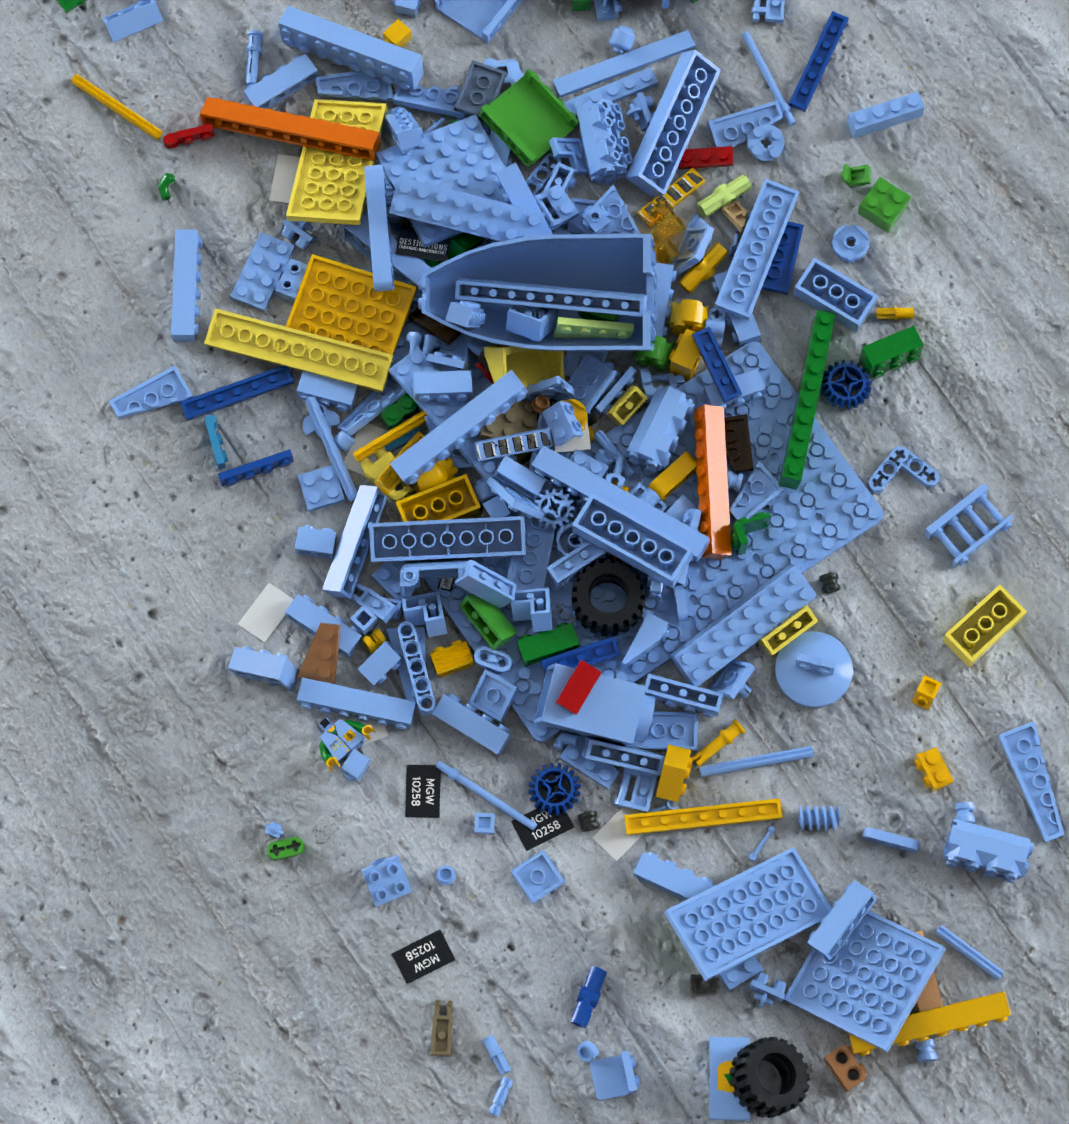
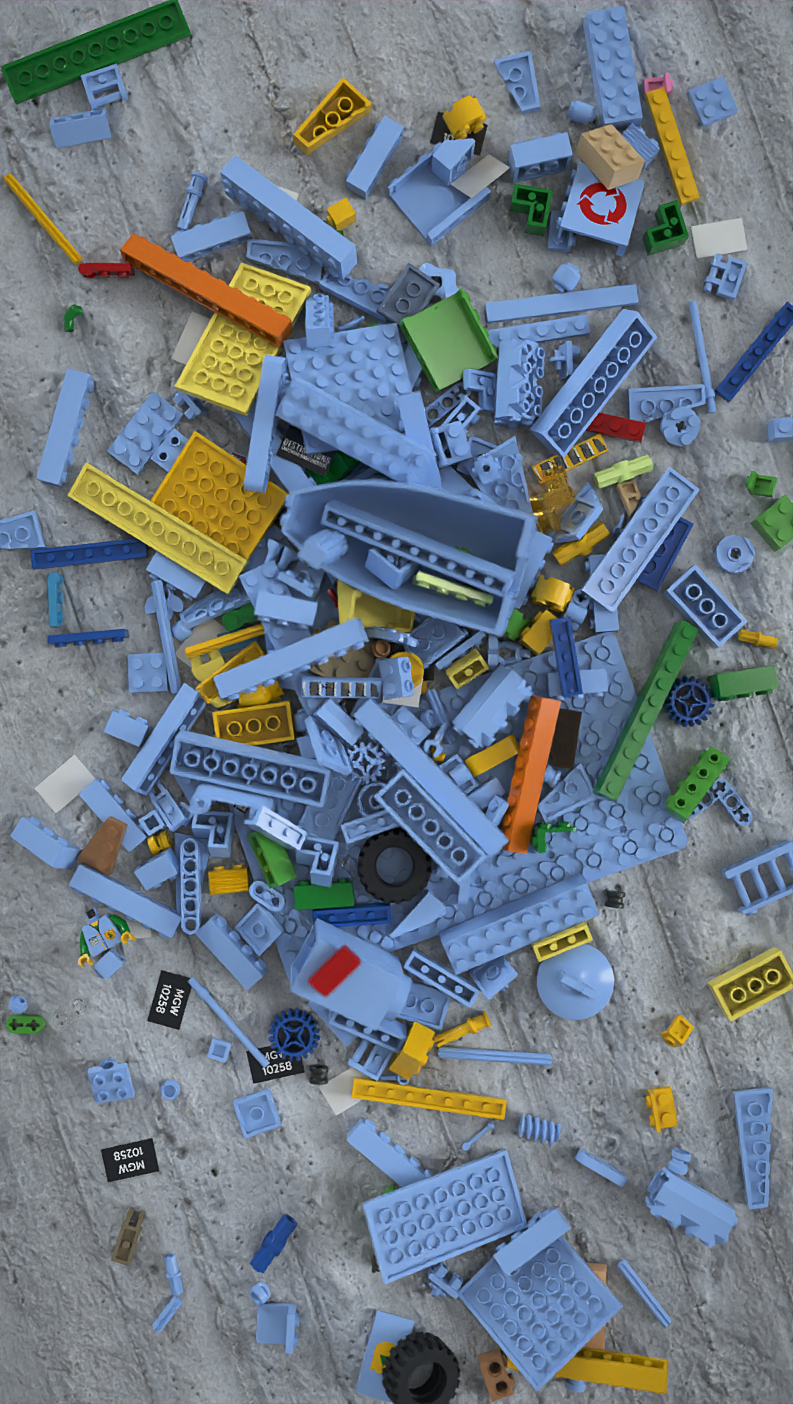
camera: 10 degrees right, 15 degrees up
(875, 455) = (697, 784): none -> bright green brick

